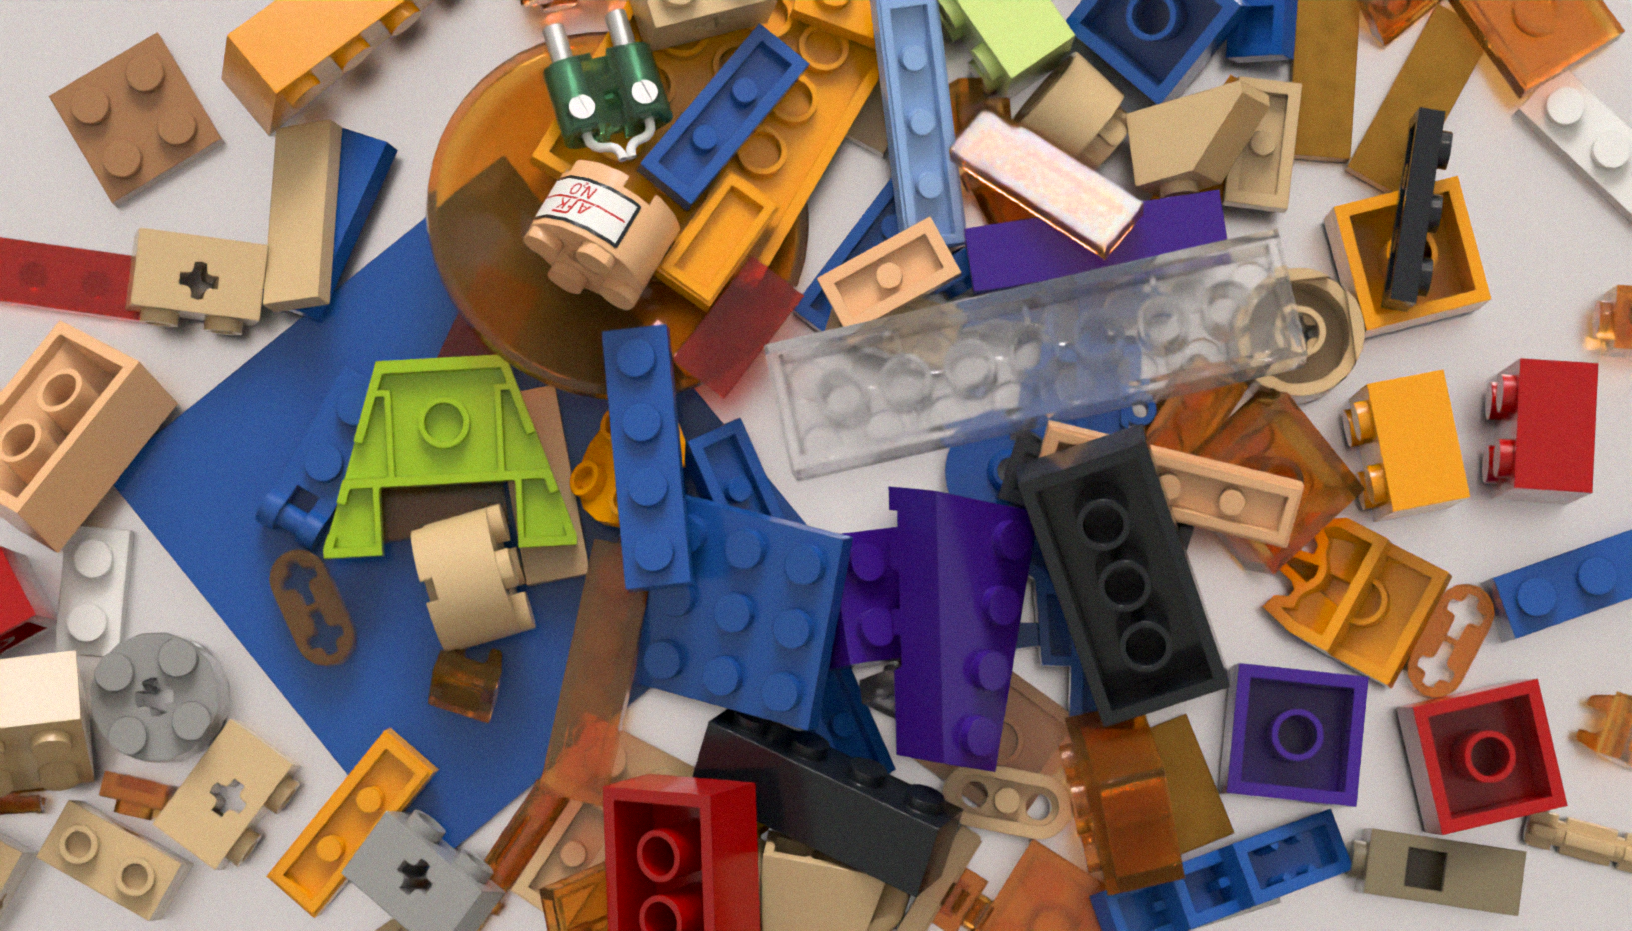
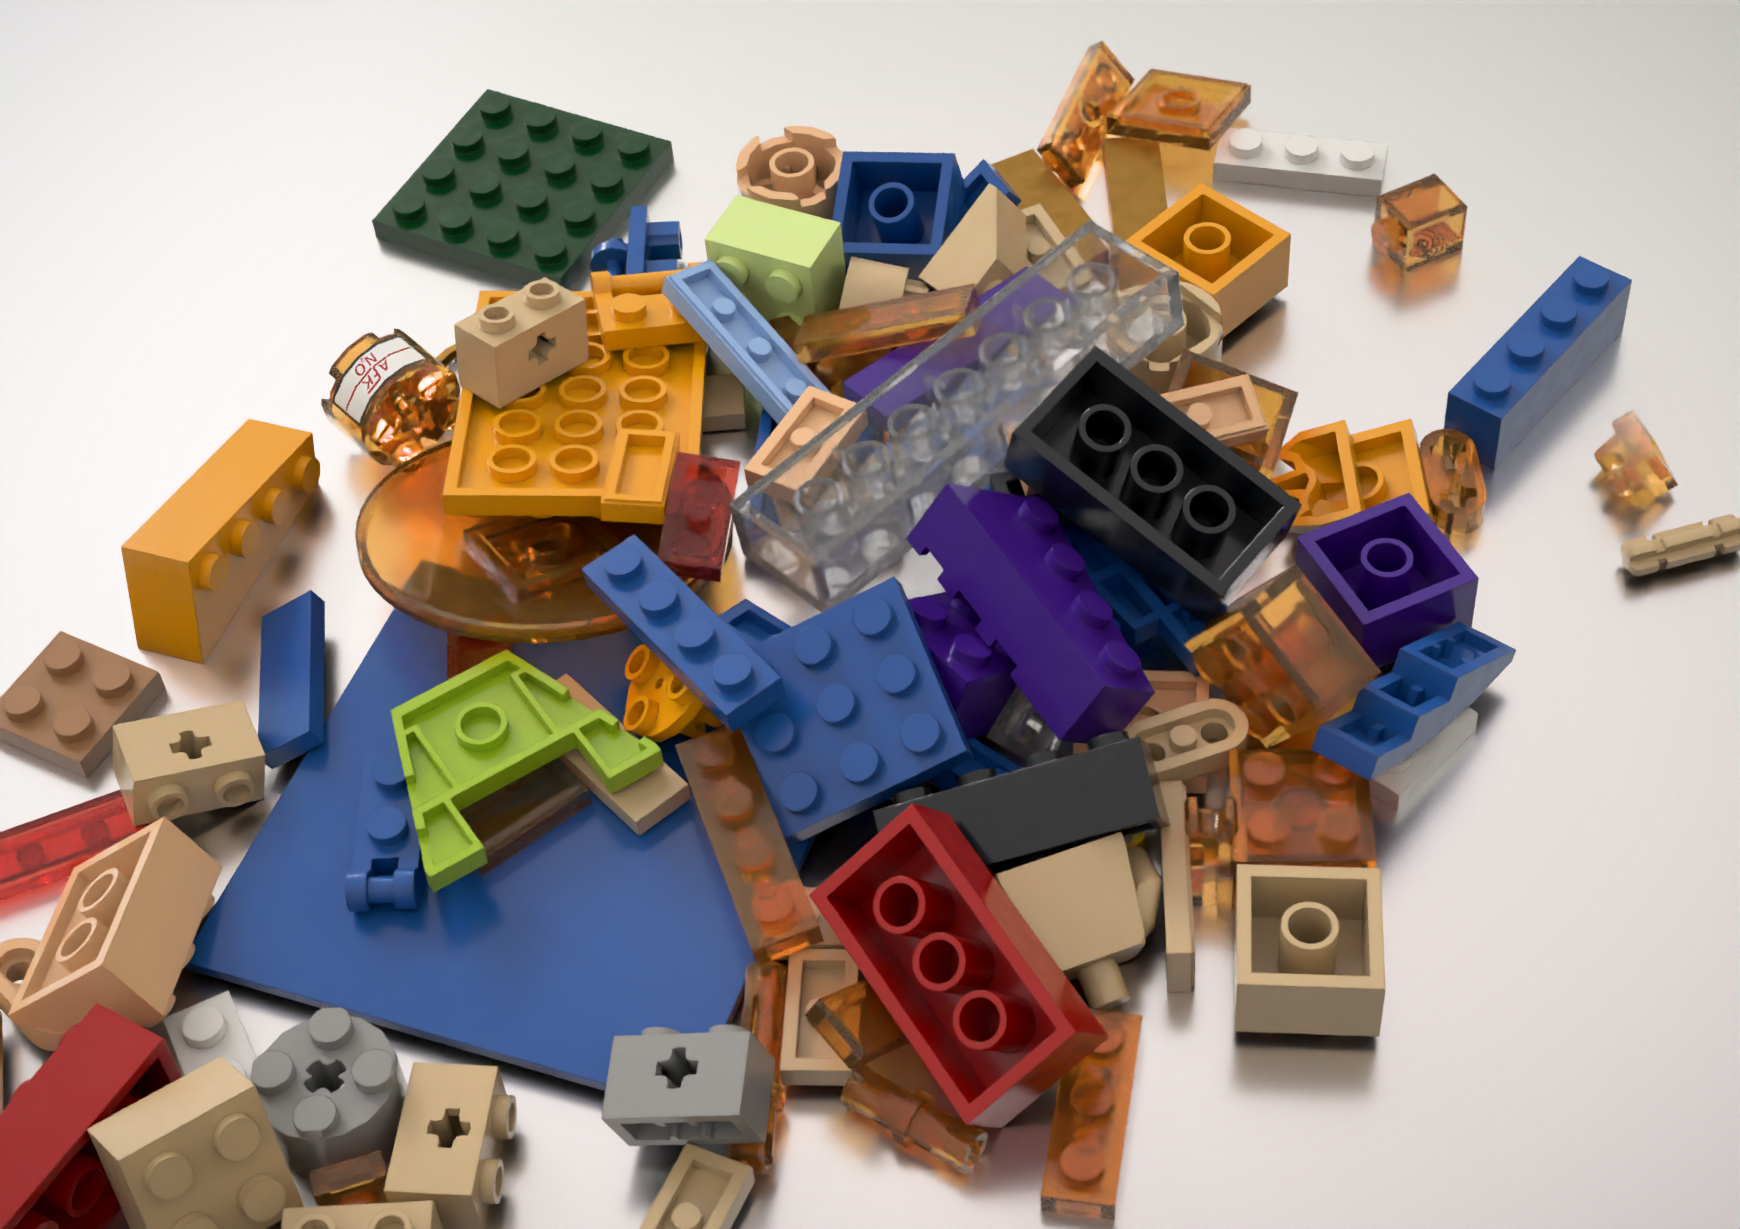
camera: 25 degrees left, 35 degrees down
(298, 614) = (438, 959): clear orange beam -> none
(302, 216) = (264, 676): tan tile -> none
(382, 781) = (576, 1144): light orange tile -> none
(466, 684) = (627, 921): clear orange tile -> none
(472, 578) = (581, 820): tan brick -> none
(601, 234) = (536, 497): light nougat brick -> none
(605, 92) = (478, 422): clear green piece -> none
(723, 117) = (590, 405): blue plate -> none
(1406, 446) = (1313, 345): light orange brick -> none
(1416, 210) = (1187, 198): black plate -> none
(1437, 871) = (1587, 618): dark tan brick -> none
(1482, 756) = (1546, 517): red brick -> none
(1542, 431) = (1403, 299): red brick -> none

